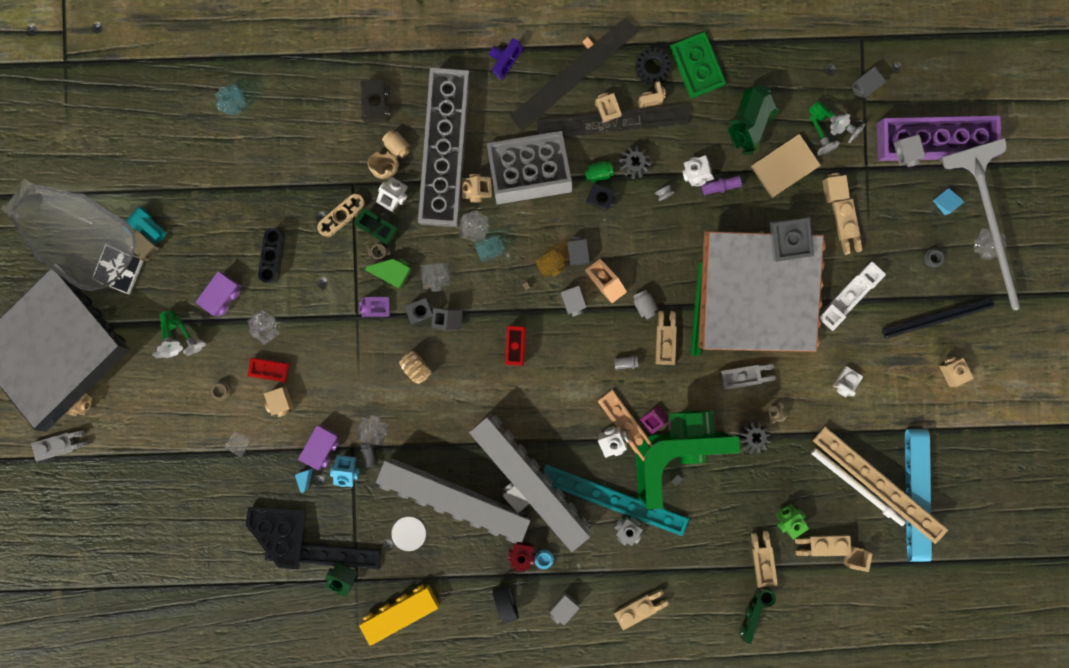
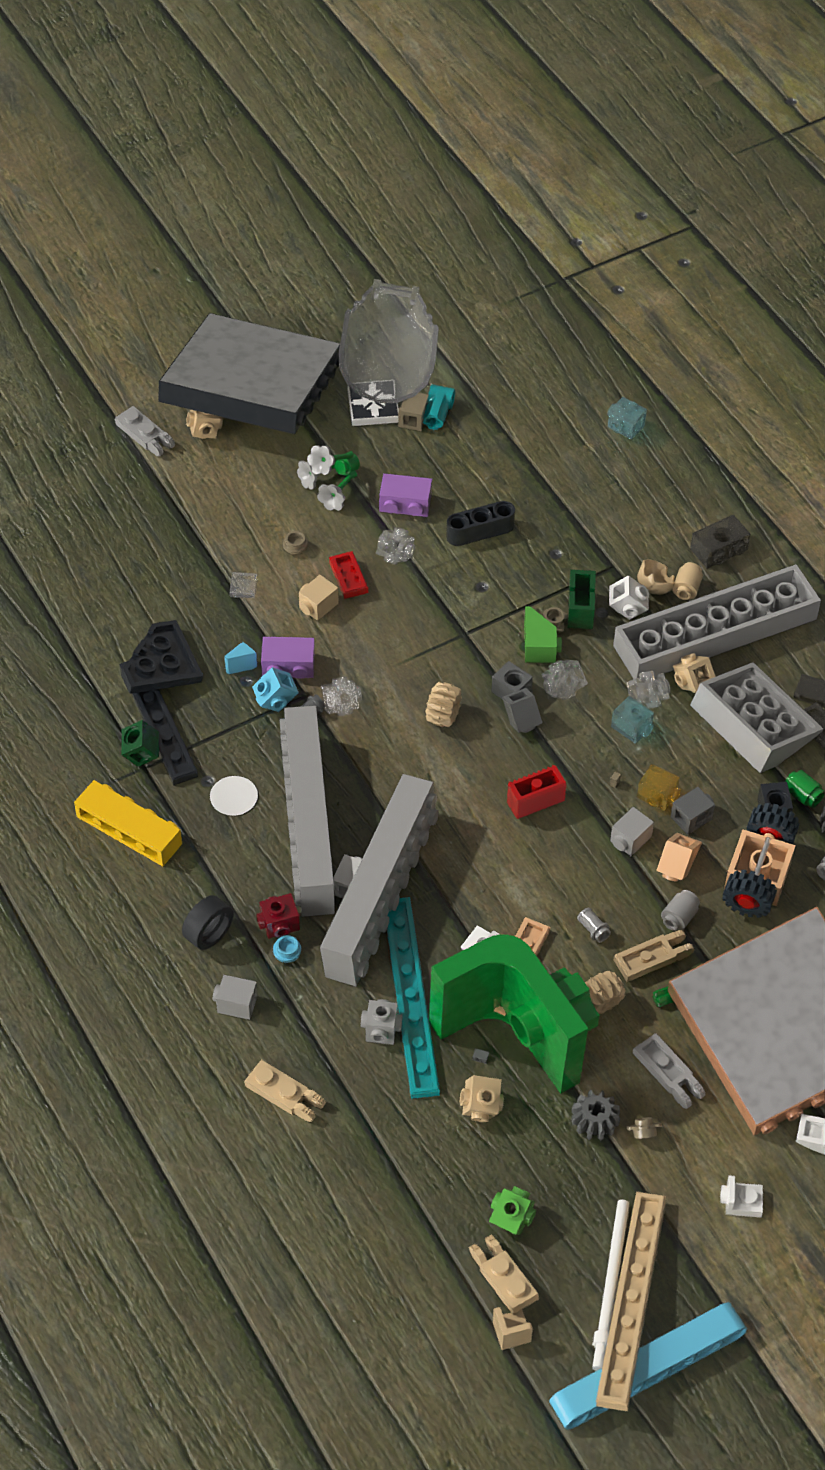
camera: 60 degrees right, 35 degrees down
(333, 227) = (555, 557): tan beam -> none
(374, 307) = (488, 640): medium lavender bracket -> none
(644, 238) = (761, 861): none -> brick
(680, 389) = (605, 991): none -> tan gear
(711, 499) = (481, 1098): none -> tan brick
(753, 613) = (359, 1228): dark green plate -> none
(764, 561) = (436, 1209): tan hinge -> none

